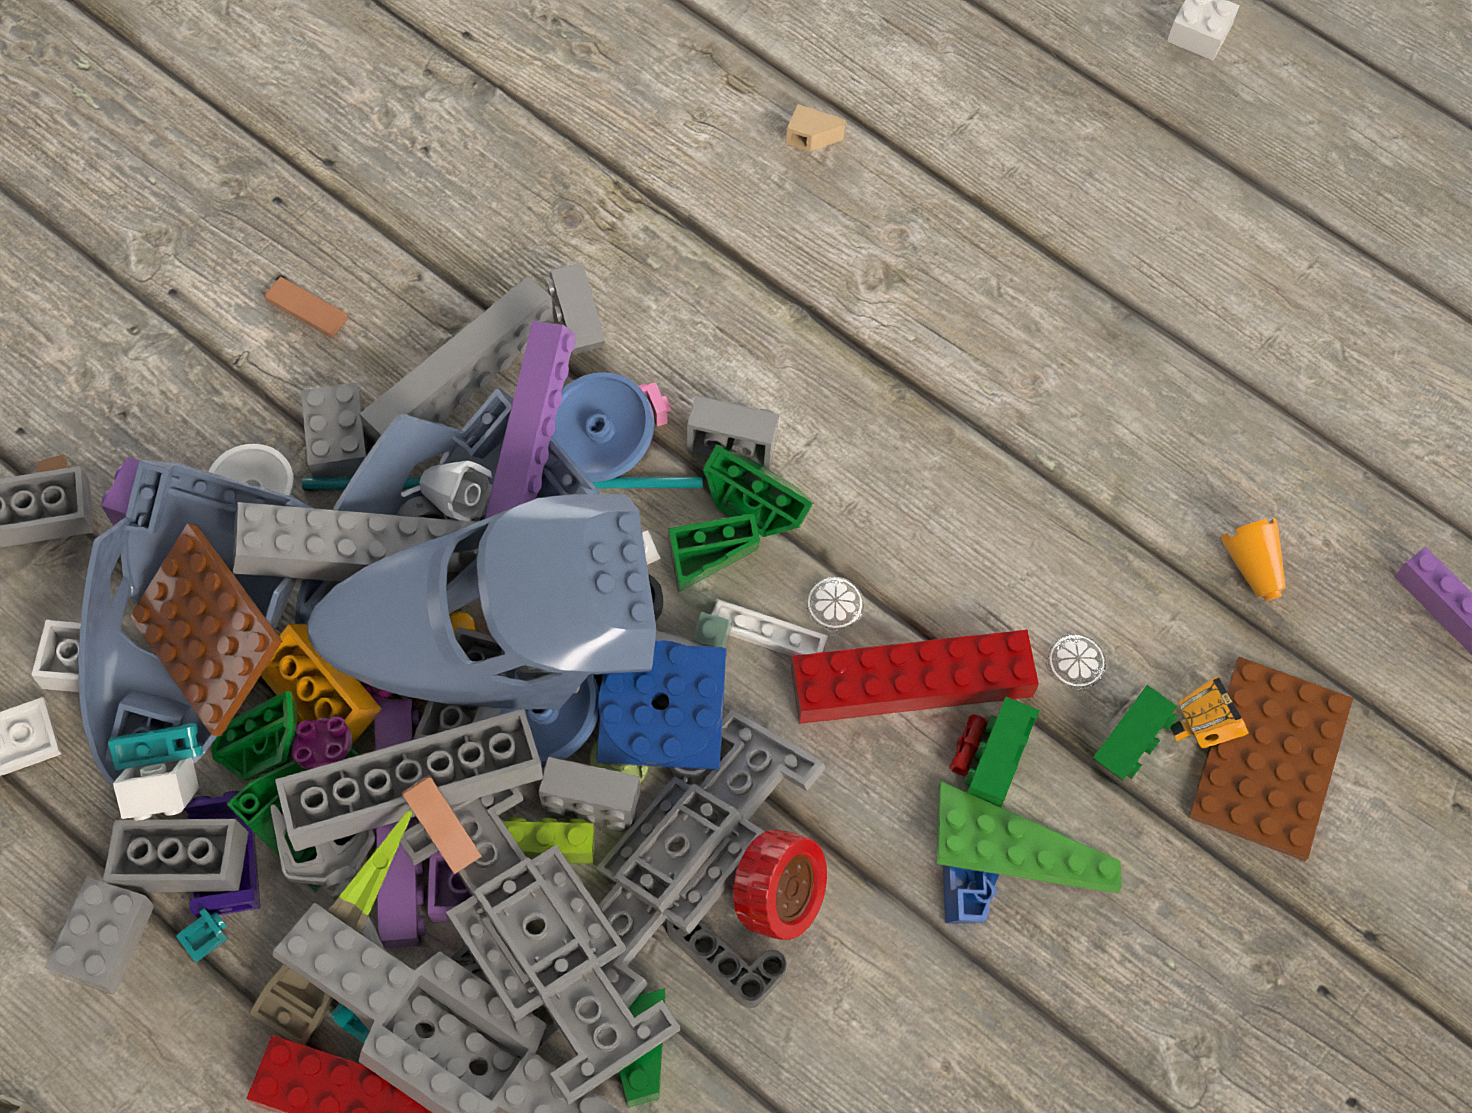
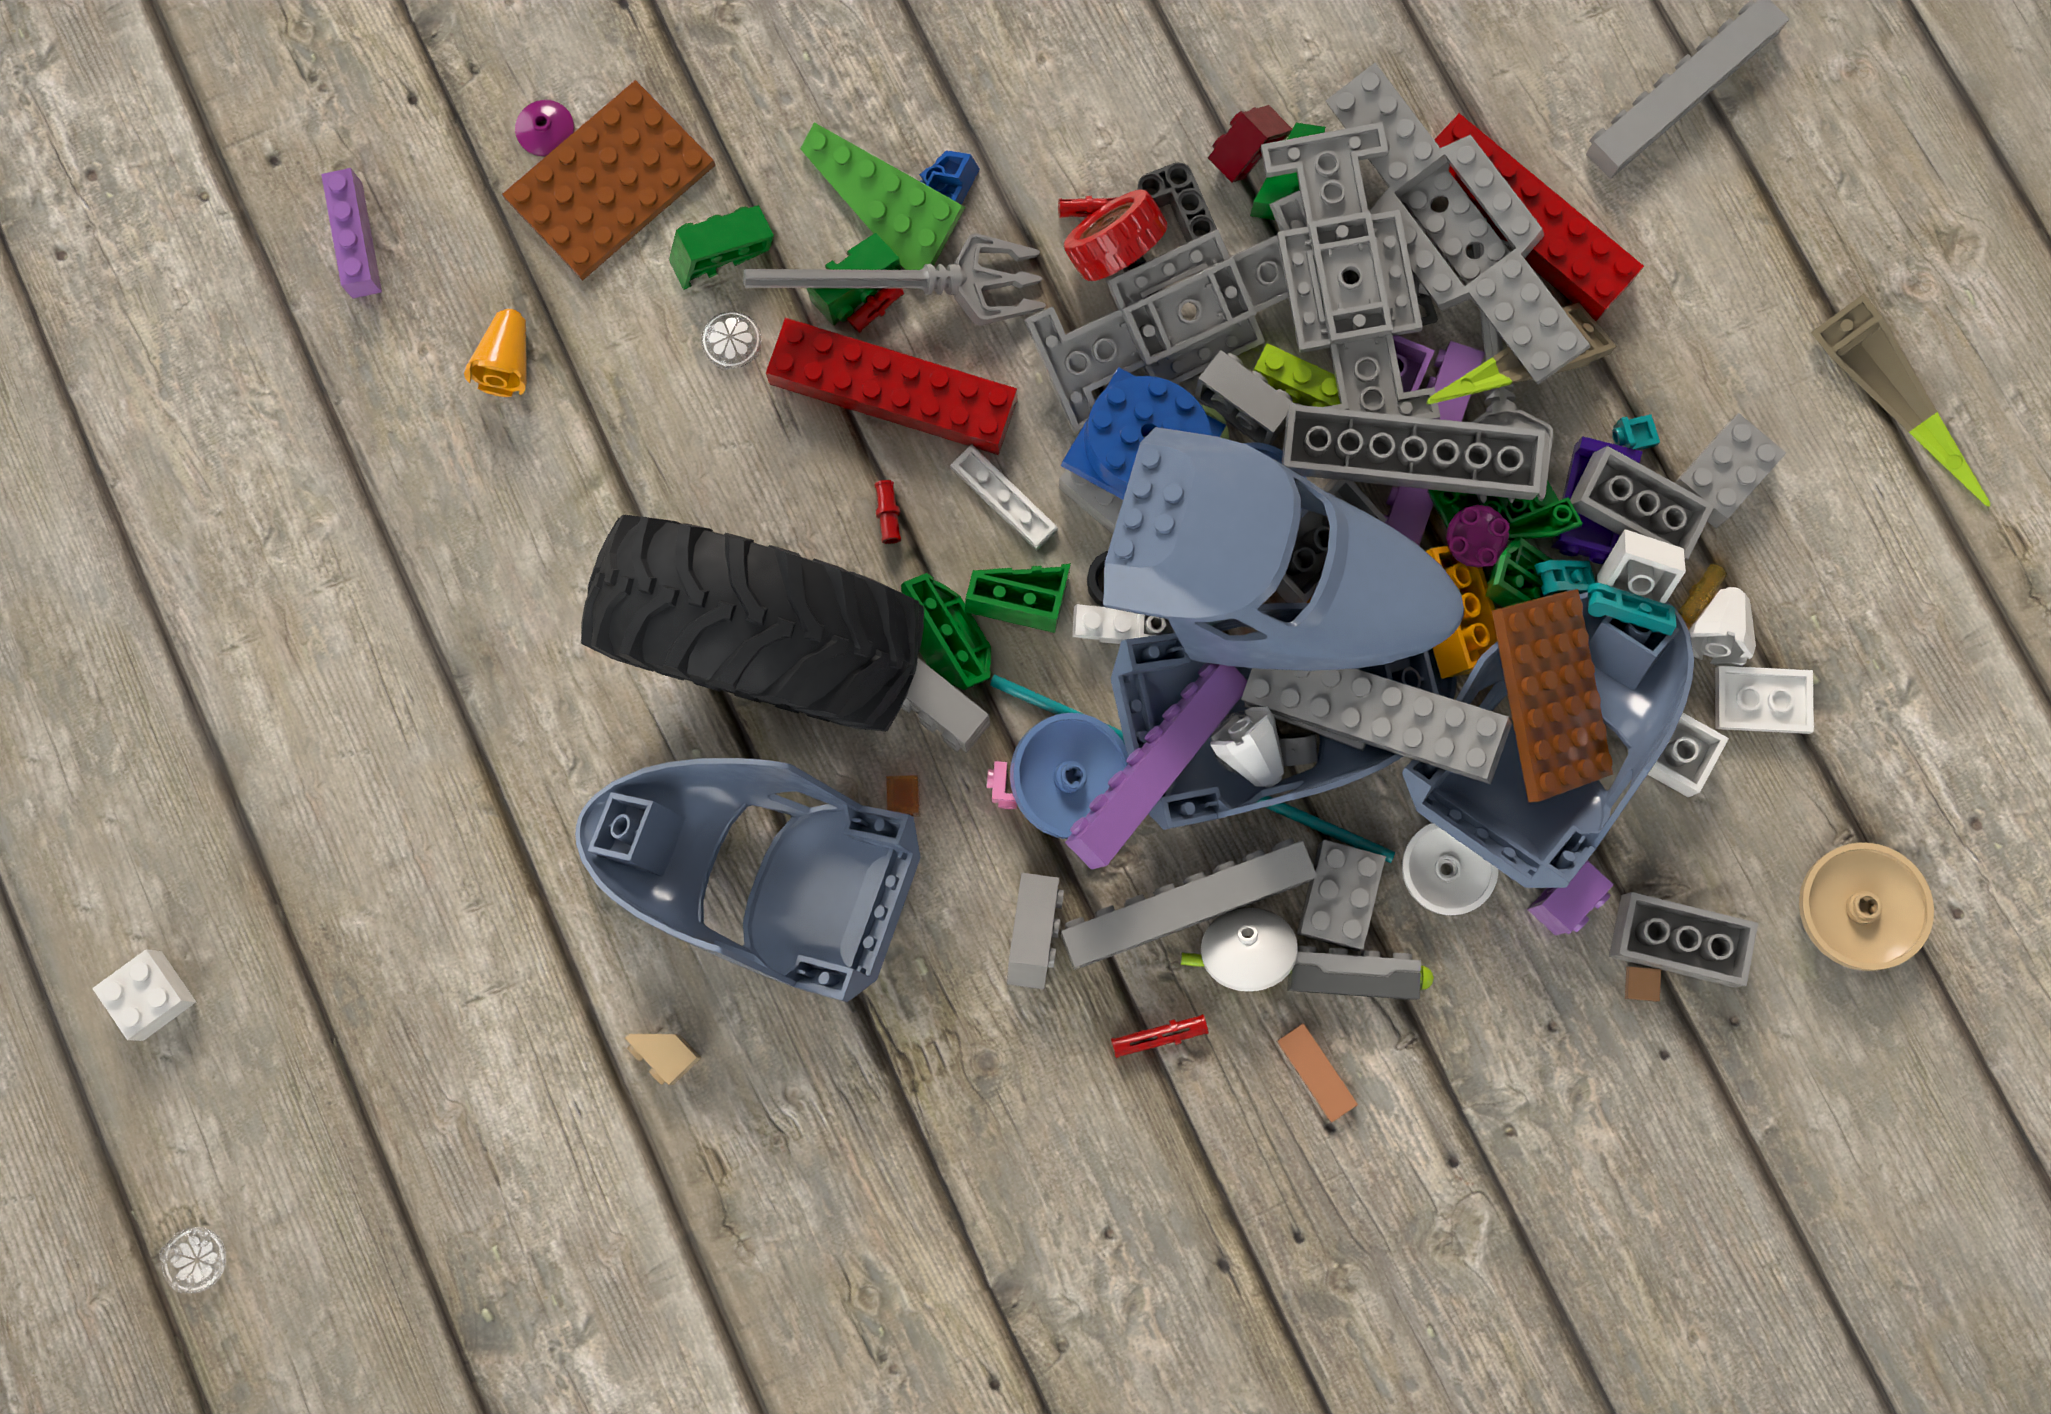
camera: 150 degrees left, 15 degrees up
(62, 784) = (1725, 629): none -> white cone
(93, 812) = (1702, 593): none -> clear yellow pin
(226, 758) = (1564, 576): none -> teal plate
(282, 384) = (1350, 974): none -> piece
(377, 349) = (1253, 961): none -> white dish
(433, 288) = (1196, 1025): none -> red pin
(441, 824) = (1401, 390): nougat tile -> none
(695, 1058) = (1240, 147): none -> dark red brick
(712, 630) = (1059, 506): sand green brick -> none
(728, 363) = (904, 794): none -> clear orange brick
(753, 260) = (820, 895): none -> sand blue piece
(825, 925) = (1080, 207): none -> red pin
(834, 604) = (926, 495): dish -> none
(860, 574) = (887, 512): none -> red pin
(895, 300) = (753, 621): none -> black tyre
(901, 794) = (962, 279): none -> light grey piece
(1209, 716) = (643, 226): light orange torso -> none
(1351, 790) = (543, 139): none -> magenta dish

